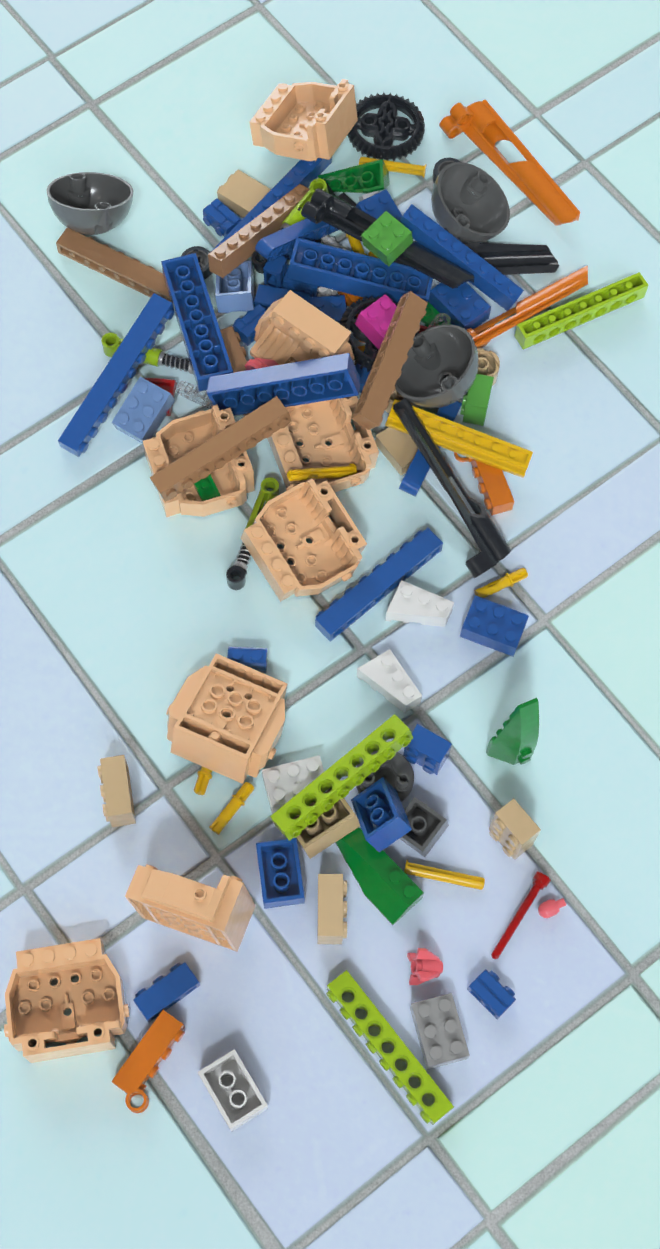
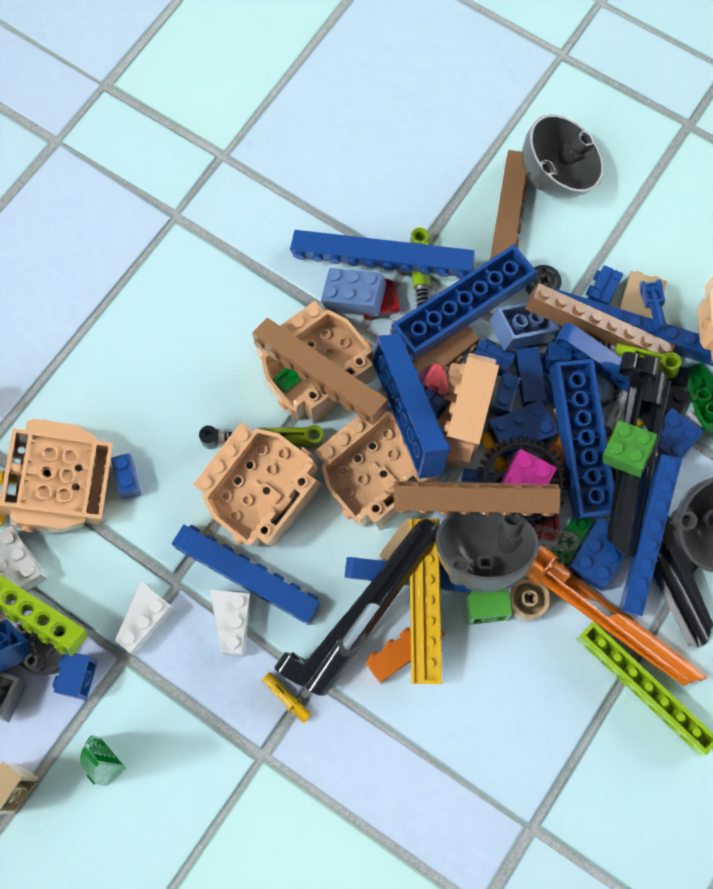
camera: 75 degrees right, 5 degrees up
(252, 181) = (654, 298): none -> blue connector
(320, 473) = (339, 476): yellow axle -> none
(494, 626) = (233, 704): blue brick -> none

